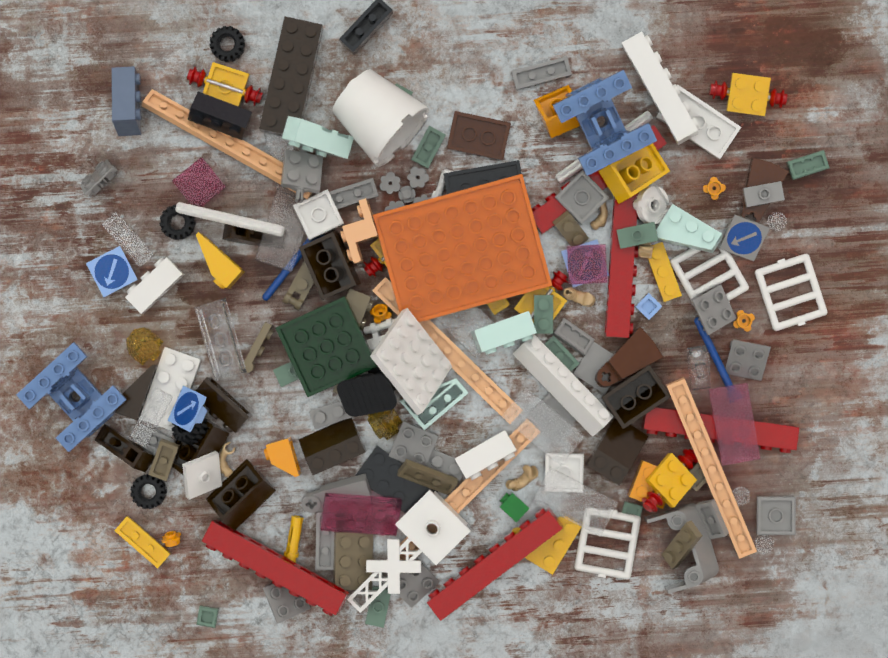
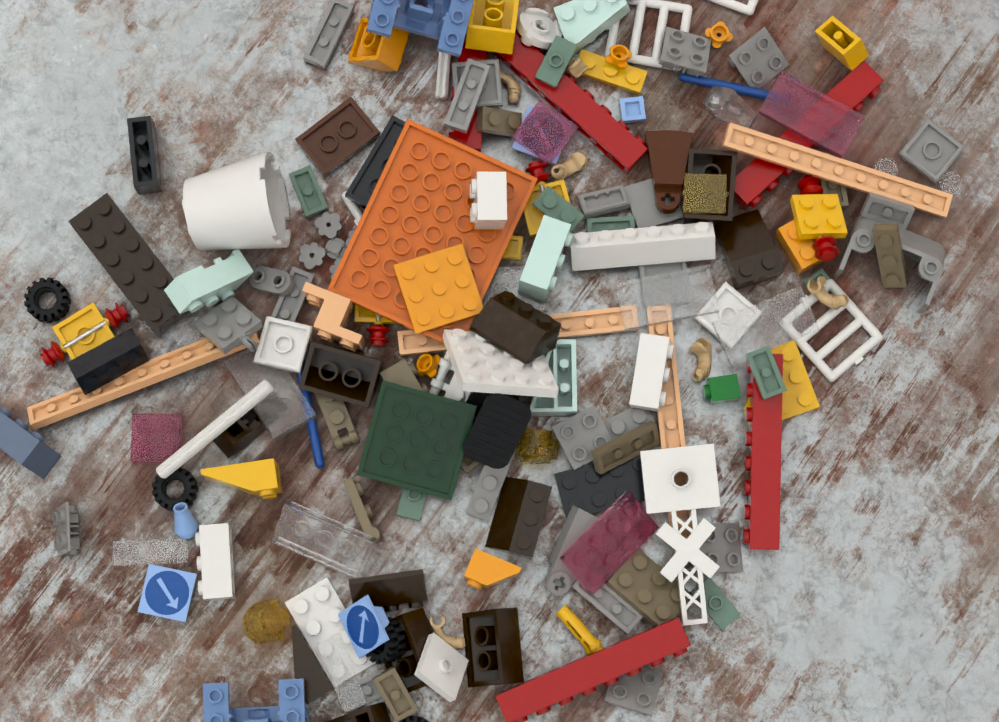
camera: 55 degrees left, 10 degrees down
(161, 246) = (184, 522): none -> light blue cone
(353, 171) = (269, 281): none -> light grey plate
(430, 283) = (438, 289): none -> light orange plate
(443, 351) = (516, 327): none -> dark brown slope
(509, 270) = (490, 200): none -> white brick
(541, 527) = (765, 372): none -> sand green plate
(567, 199) = (467, 95): none -> light grey plate
(624, 529) = (831, 300): none -> tan piece
(627, 398) = (705, 193): none -> clear yellow piece
(680, 270) = (618, 51): none -> light orange plate
(799, 405) = (842, 43): none -> yellow brick

